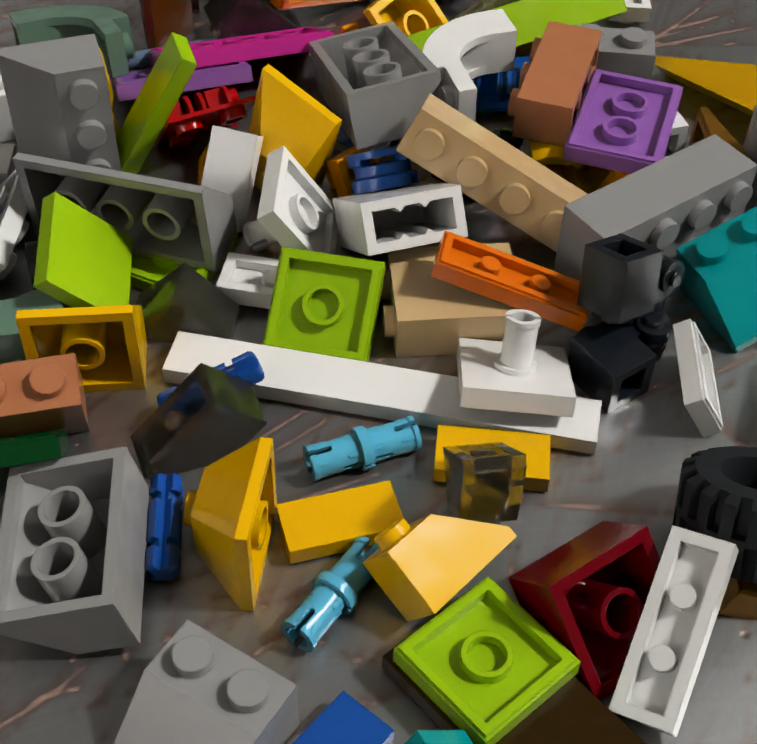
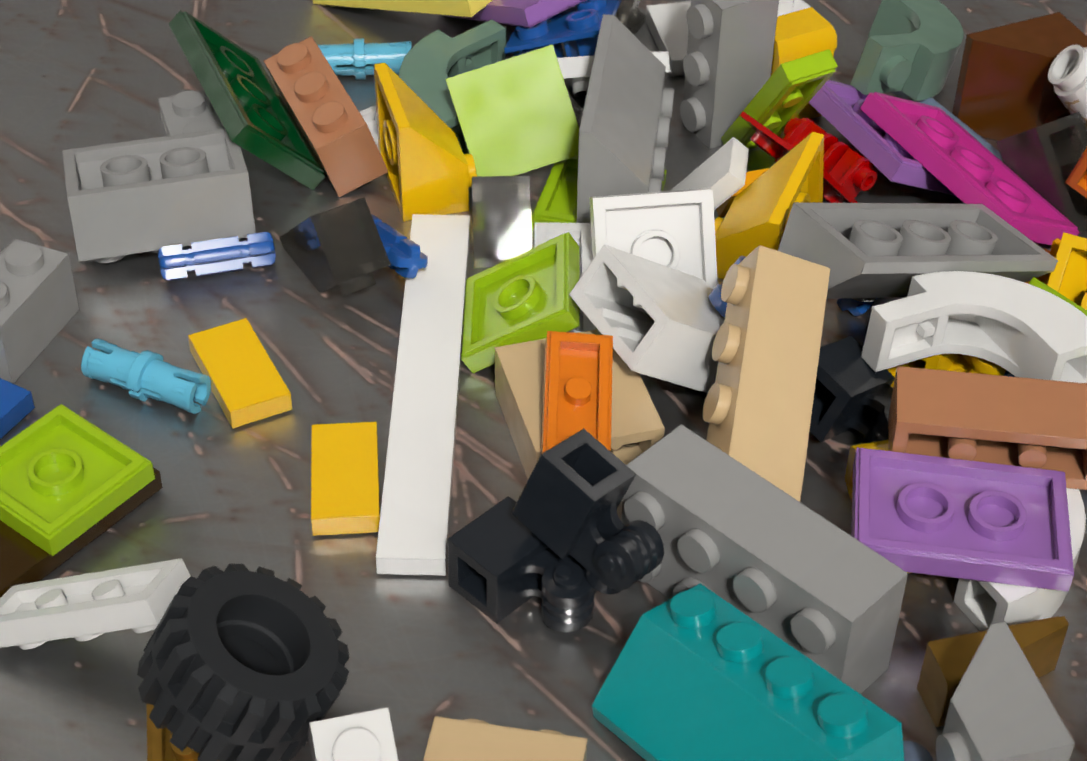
camera: 80 degrees right, 5 degrees down
(236, 518) = (189, 282): yellow slope -> none
(362, 448) = (337, 372): medium azure pin -> none
(432, 560) = (172, 419): yellow slope -> none
(484, 481) = (266, 434): clear smoke slope -> none
(515, 372) = (449, 463): white tile -> none
(592, 597) = (129, 524): dark red slope -> none
(697, 378) = (500, 644): white tile -> none

